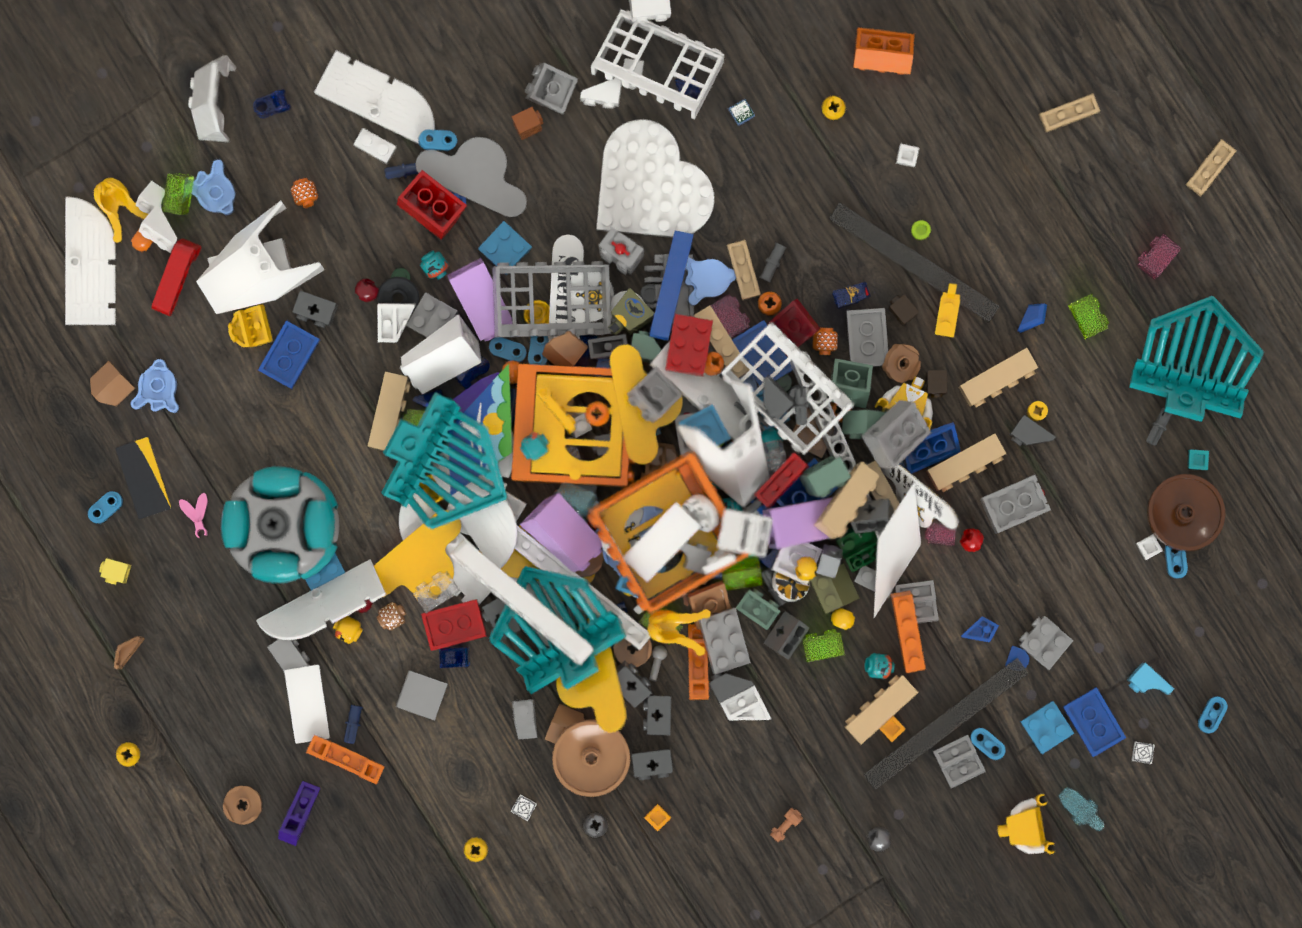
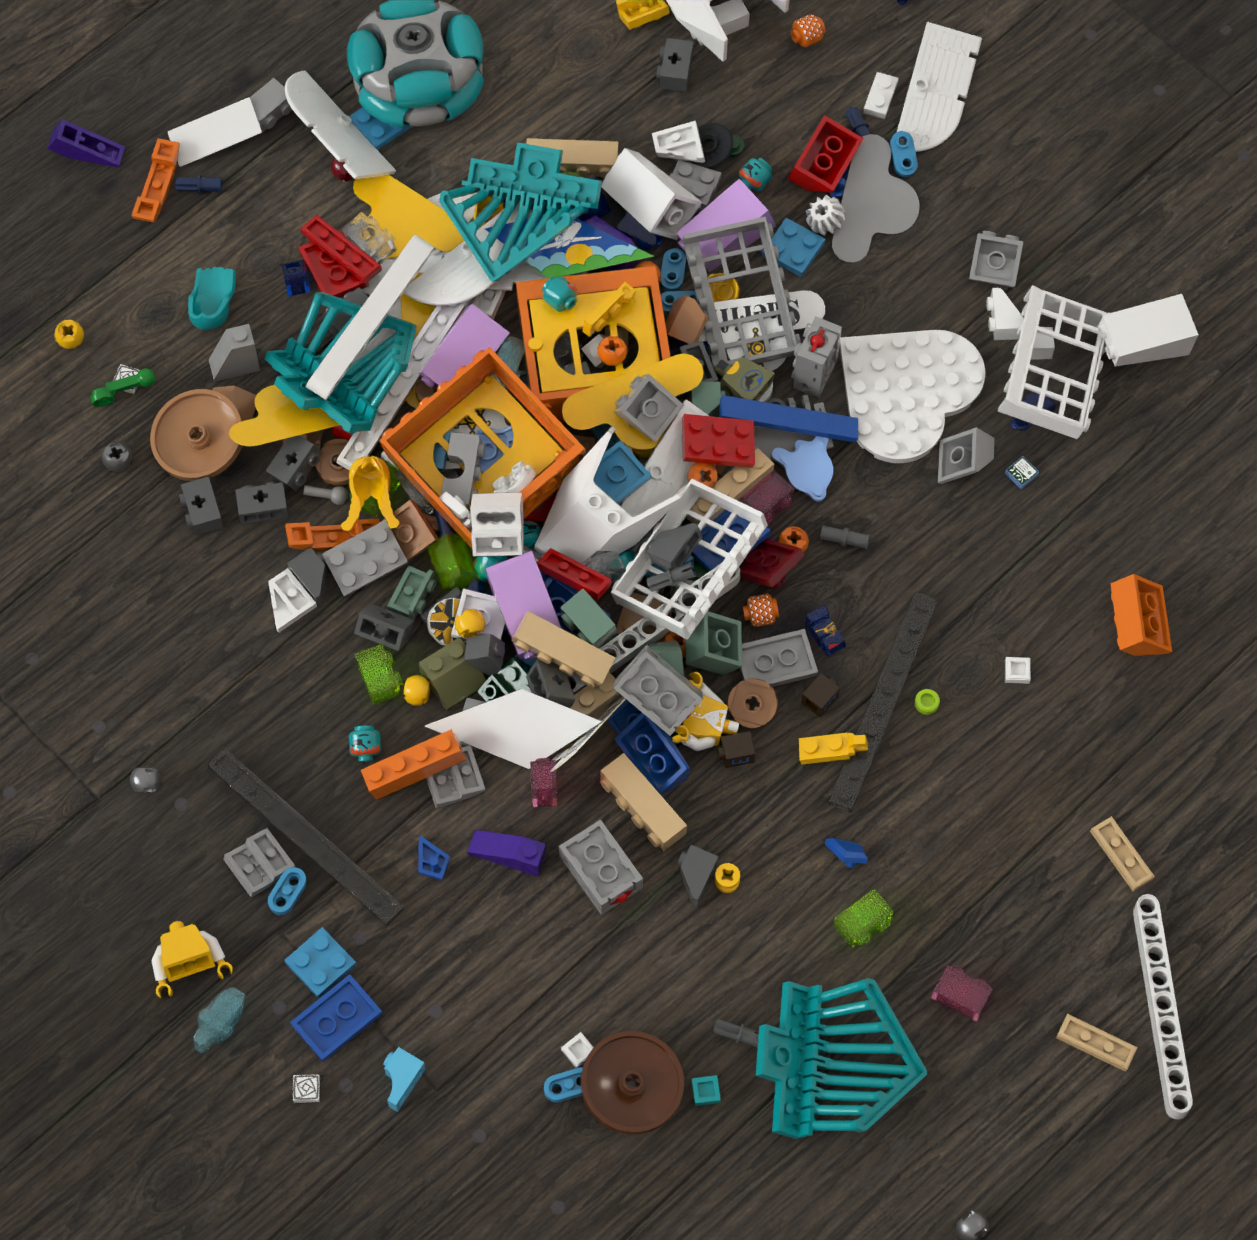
camera: 75 degrees right, 20 degrees down
(232, 800) = (87, 101): medium nougat plate -> none
(289, 354) = (617, 49): blue plate -> none
(347, 629) = (308, 160): yellow head -> none
(366, 290) = (709, 110): dark red piece -> none
(391, 616) = (332, 199): medium nougat head -> none
(421, 695) = (244, 248): light grey slope -> none
(442, 616) = (341, 249): none -> red tile
(464, 729) = (211, 297): none -> teal hair
(477, 212) = (825, 215): none -> white gear
(527, 122) = (946, 237): dark orange brick -> none
(529, 793) = (106, 395): none -> green piece
(657, 817) = (136, 526): light orange tile -> none
(661, 542) = (469, 443): white sticker -> none
(723, 154) = (964, 454): none -> light grey slope
(743, 270) = (828, 508): tan tile -> none
(793, 817) = (157, 677): nougat bar -> none
(830, 114) = (1053, 579): yellow piece -> none
(881, 709) = (310, 754): tan brick -> none
(892, 728) = (289, 775): light orange tile -> none
(972, 540) = (545, 825): red piece -> none
(985, 572) = (509, 851): none -> dark purple slope
(998, 377) = (760, 822): tan brick -> none
(1019, 653) = (408, 915): blue piece -> none
(1045, 642) = (430, 939): light grey plate -> none
(1203, 110) = (1161, 1017): none -> white beam
(1212, 715) = (371, 1167): dark azure plate -> none

